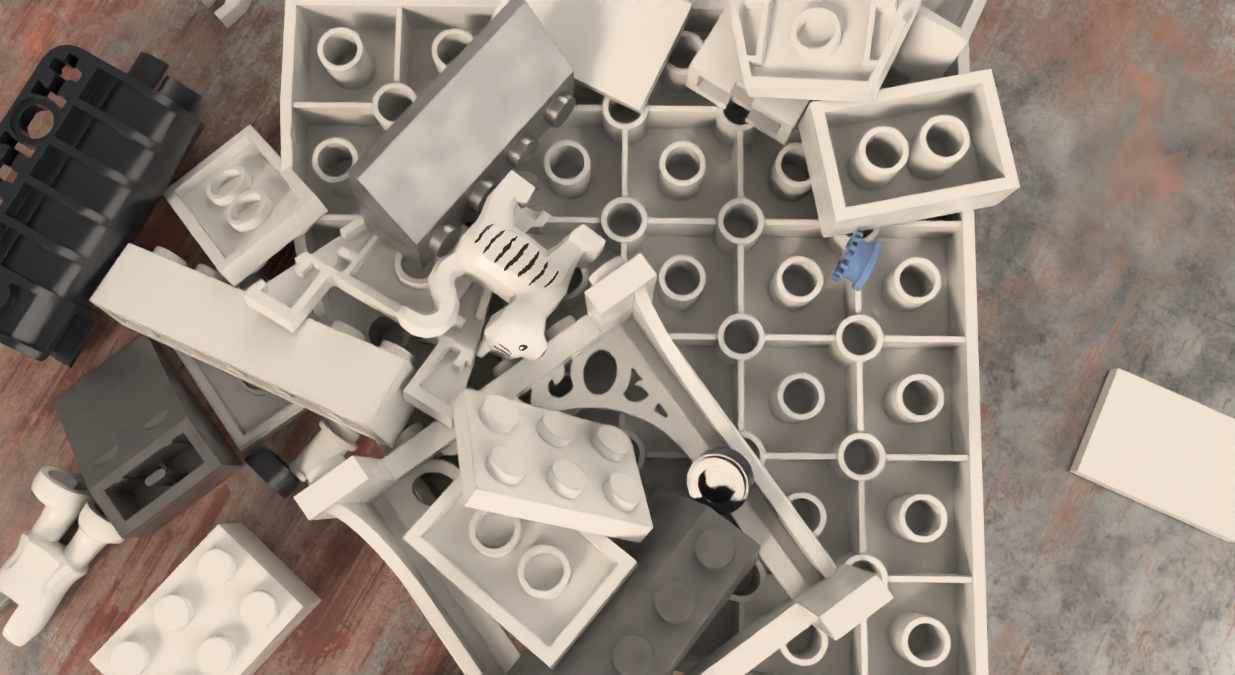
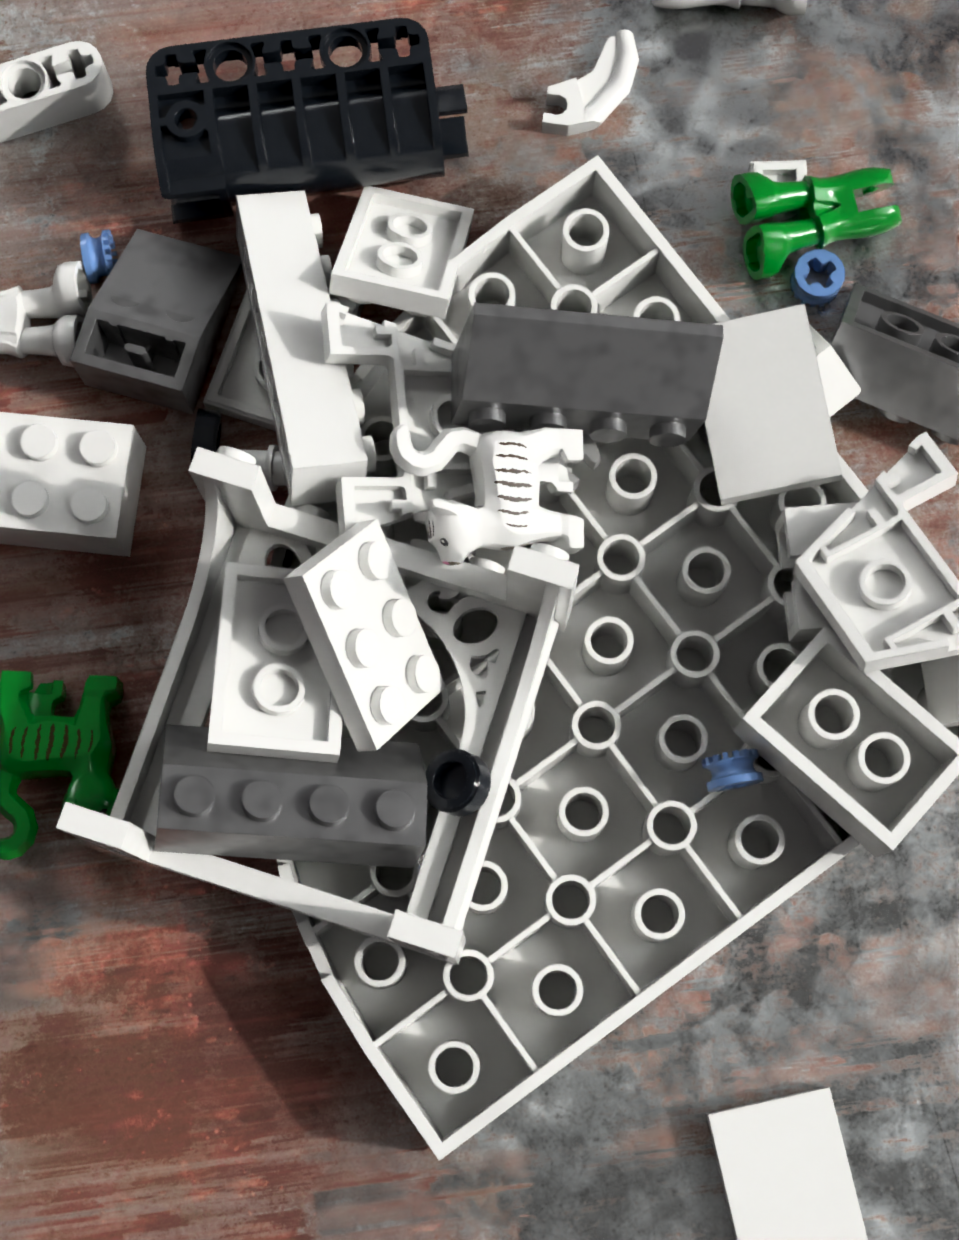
camera: 55 degrees right, 5 degrees down
(48, 448) = (97, 255): none -> medium blue bush

